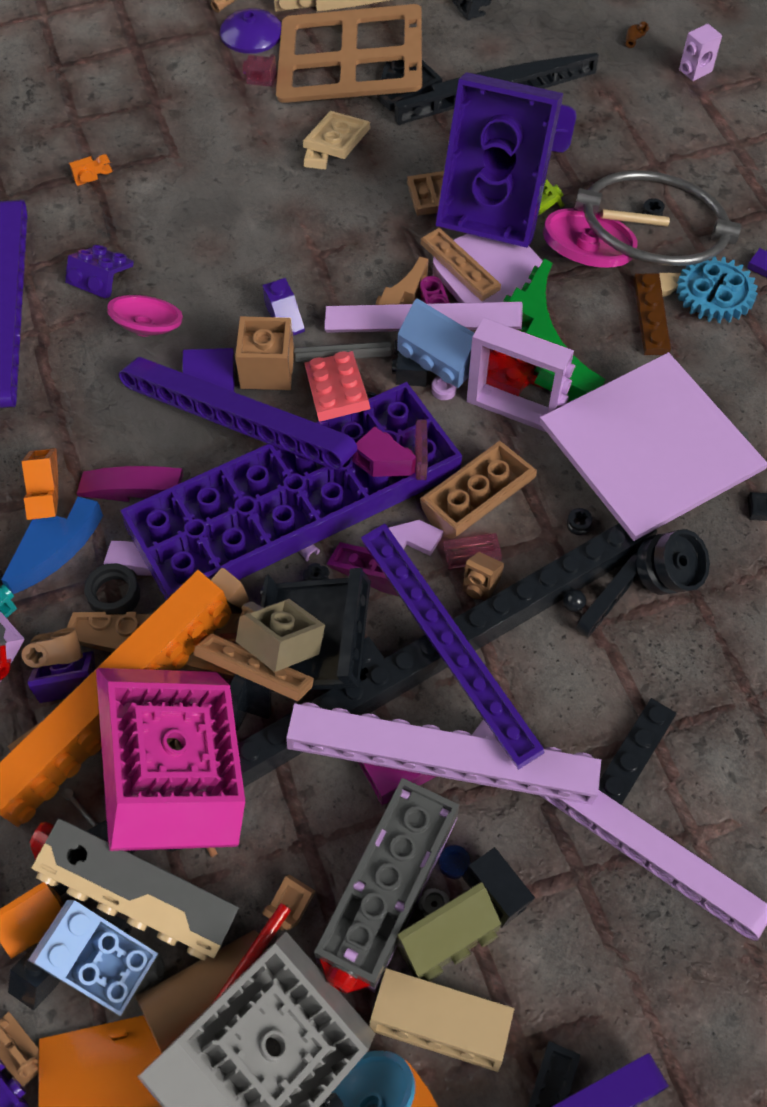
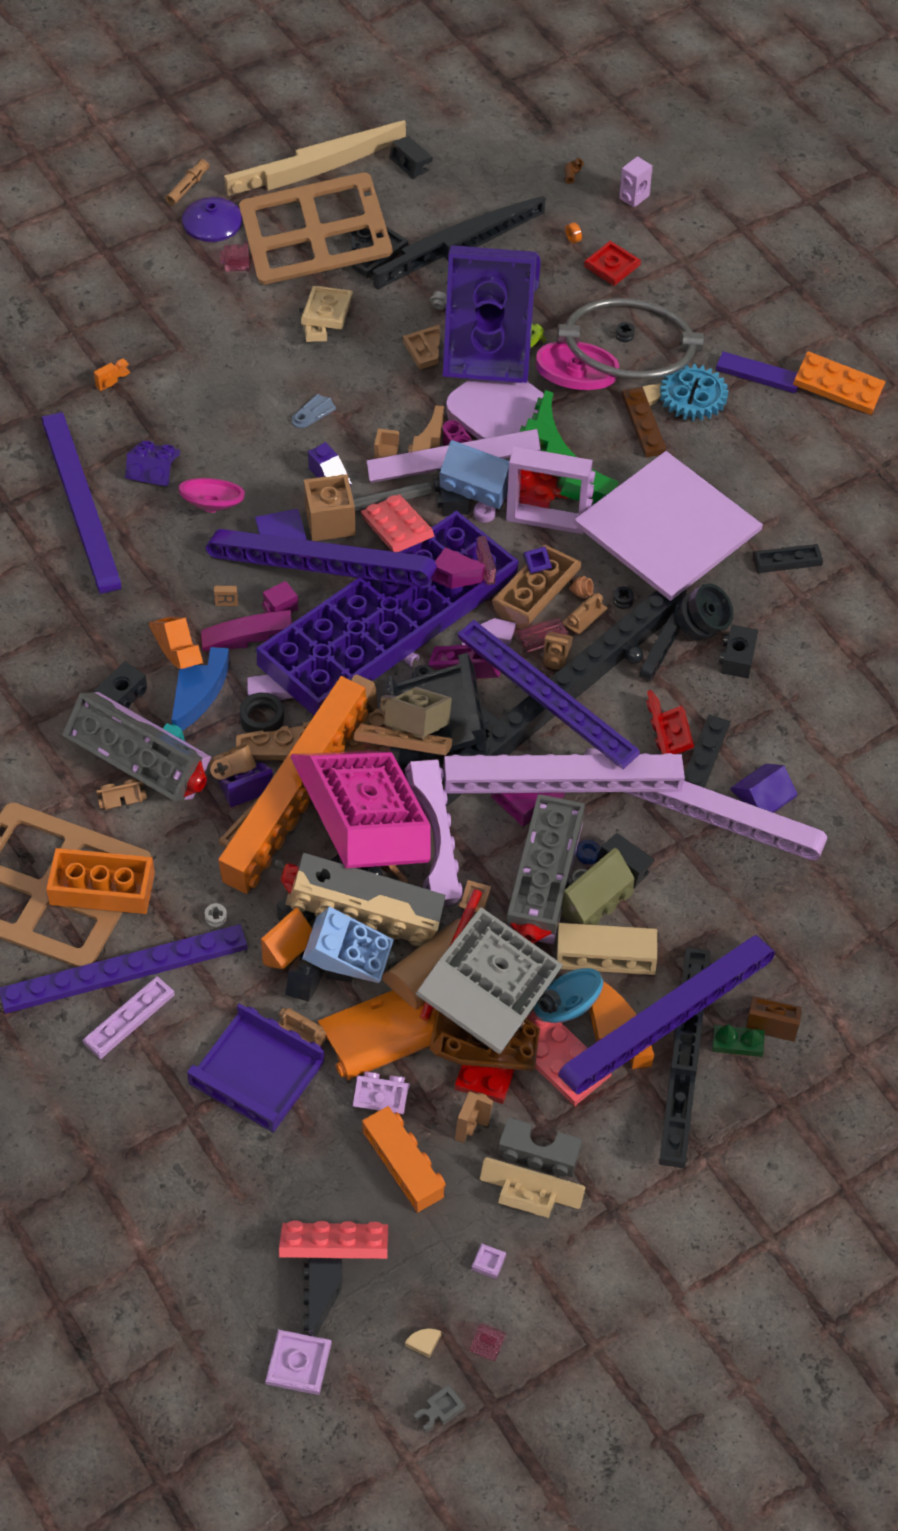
camera: 15 degrees left, 5 degrees down
(122, 435) = (226, 595): none -> medium nougat tile
(179, 452) = (280, 598): none -> magenta brick
(250, 872) = (426, 783): none -> lavender arch
(289, 242) = (313, 411): none -> sand blue piece
(354, 290) = (386, 443): none -> medium nougat panel
(460, 264) = (472, 406): medium nougat tile -> none
(485, 459) = (537, 560): none -> dark purple slope
(528, 535) = (585, 614): none -> medium nougat hinge
(533, 500) = (582, 587): none -> nougat plate
(599, 709) = (671, 727): none -> red bracket
(621, 96) = (573, 233): none -> orange tile
(634, 217) = (615, 341): tan bar -> none
(655, 134) = (612, 263): none -> red plate
(701, 634) = (739, 651): none -> black brick
(703, 819) = (766, 788): none -> dark purple slope

